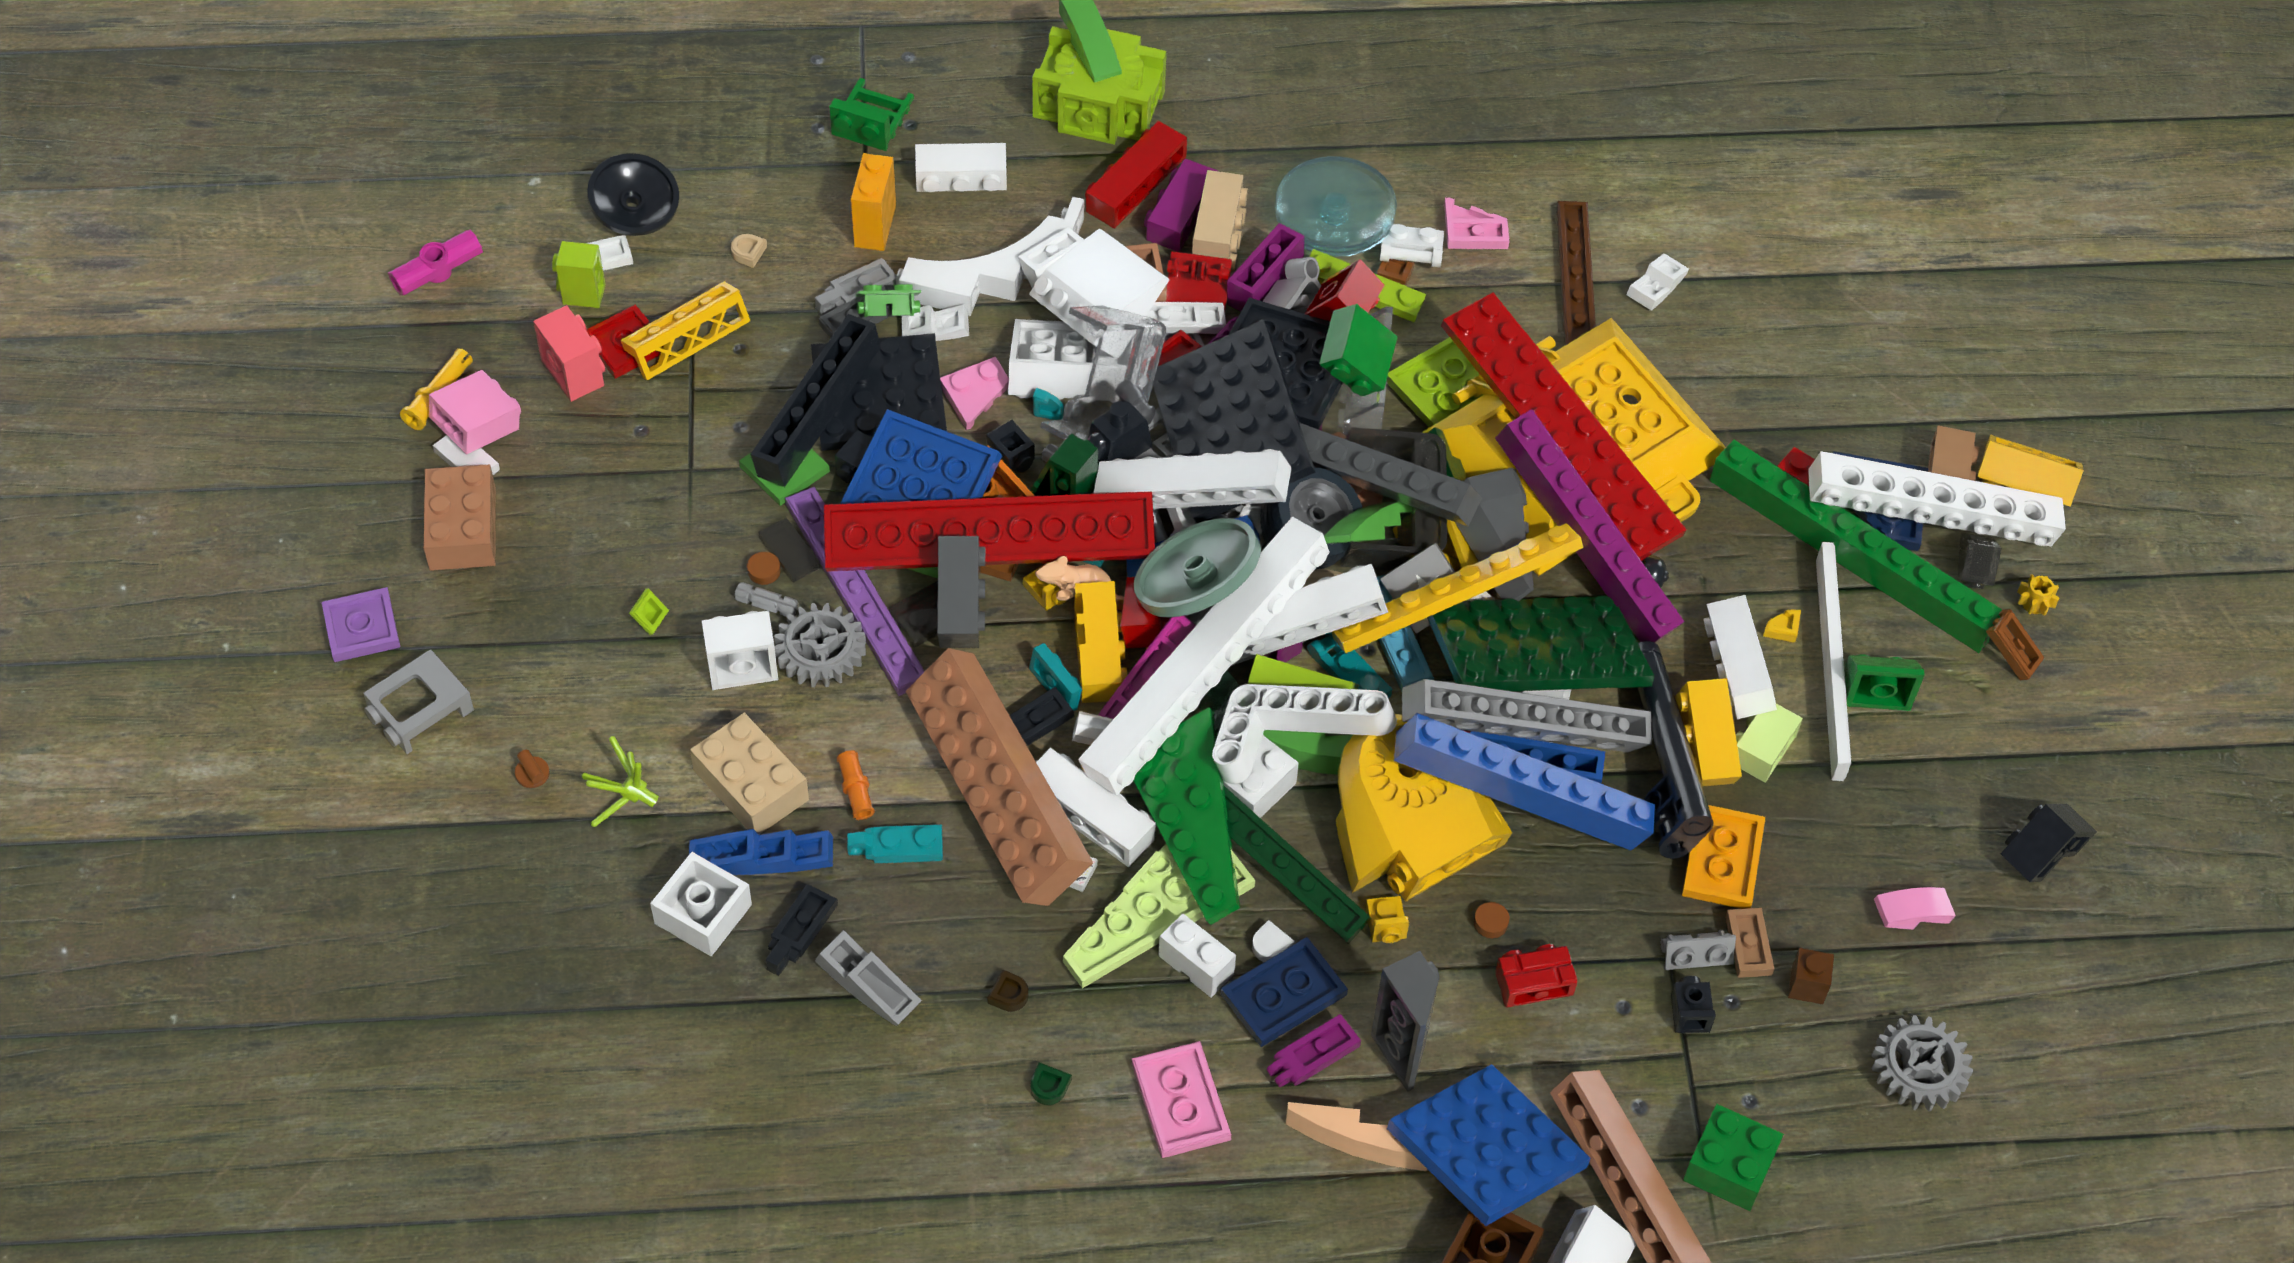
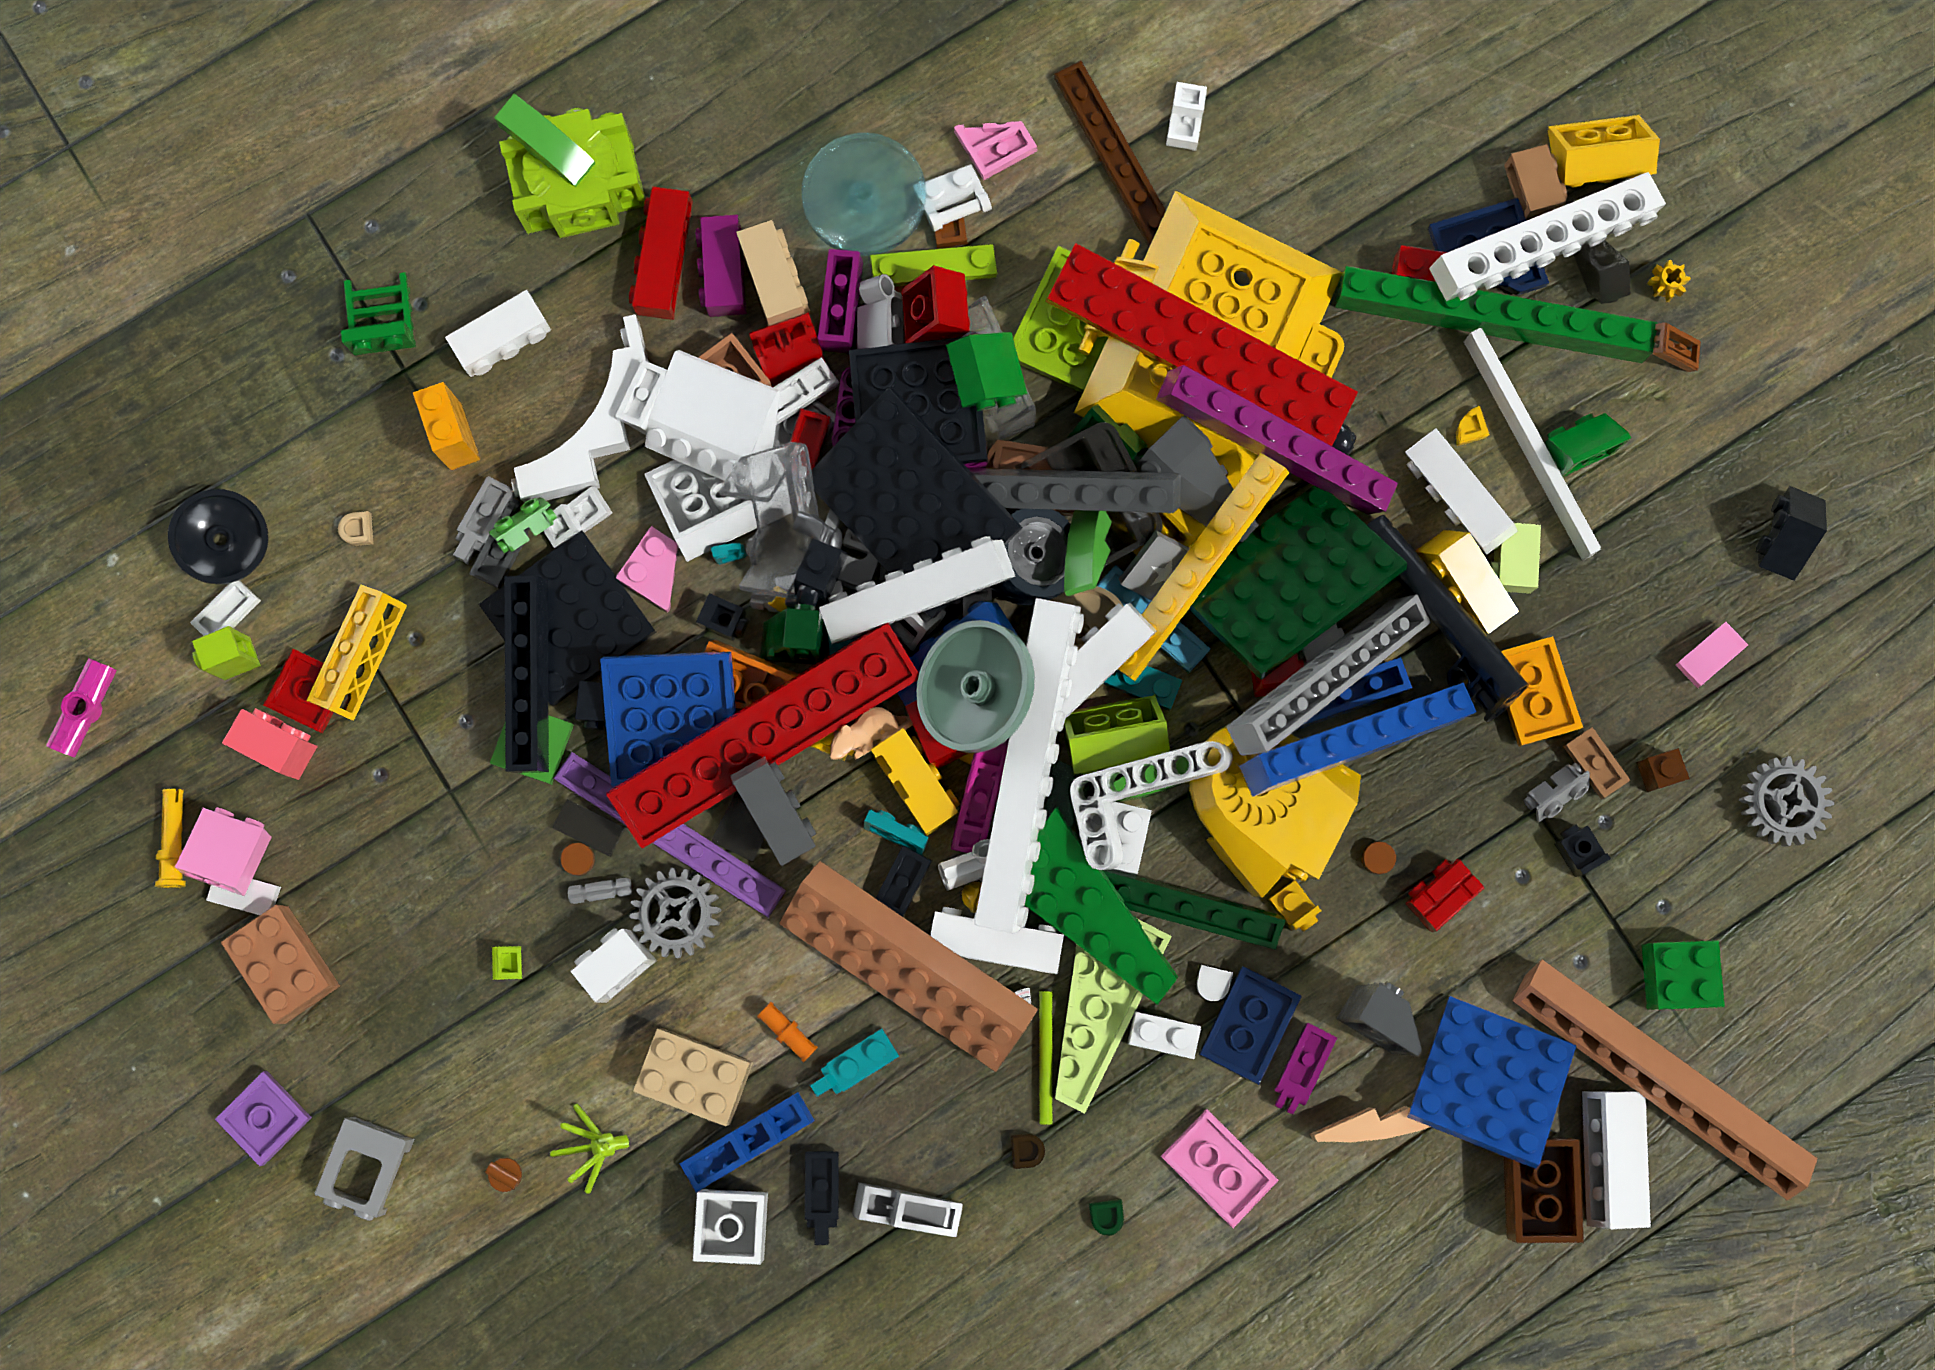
camera: 25 degrees left, 25 degrees up
(1075, 926) = (1045, 1058): none -> lime bar

